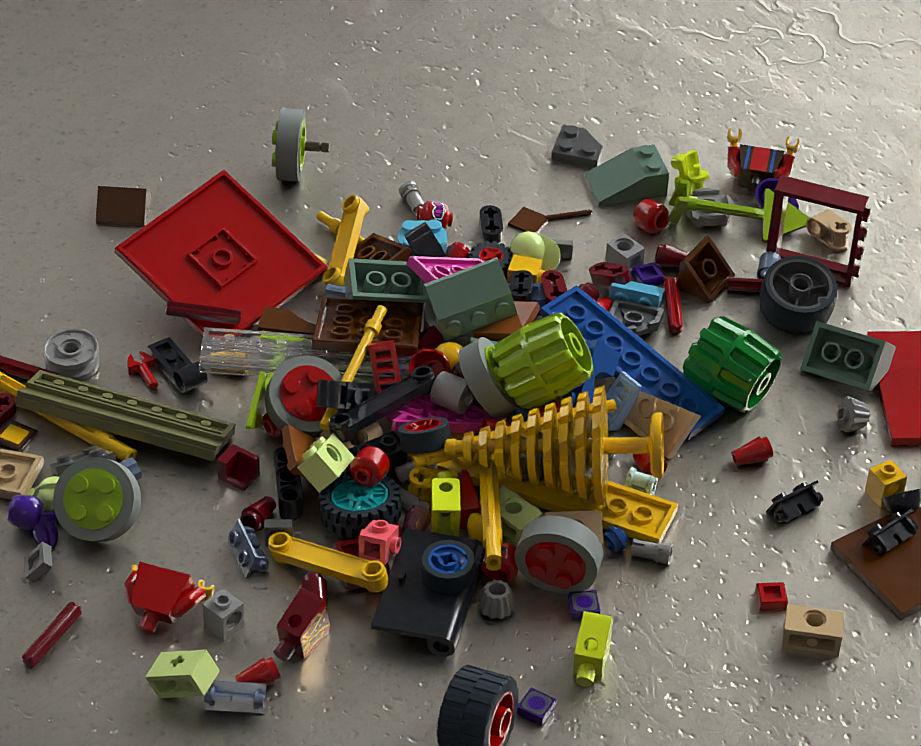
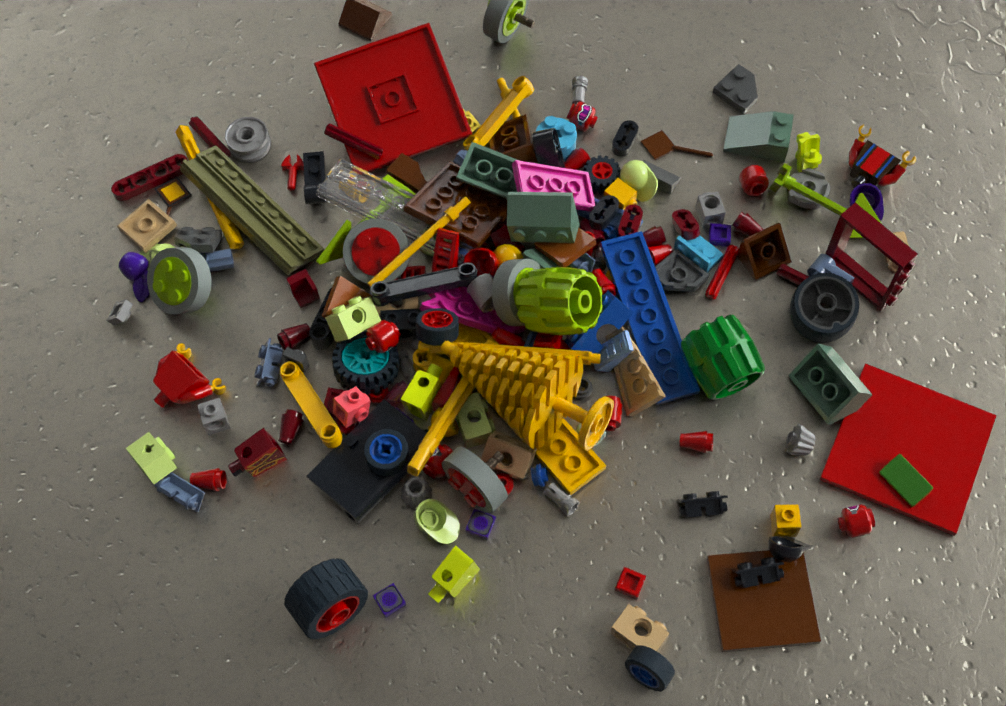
camera: 30 degrees right, 20 degrees up
(51, 634) = (95, 377): dark red axle -> none
(342, 394) = (390, 266): black plate -> none
(536, 615) = (437, 521): none -> yellowish green cap
(846, 649) = (649, 668): none -> black wheel

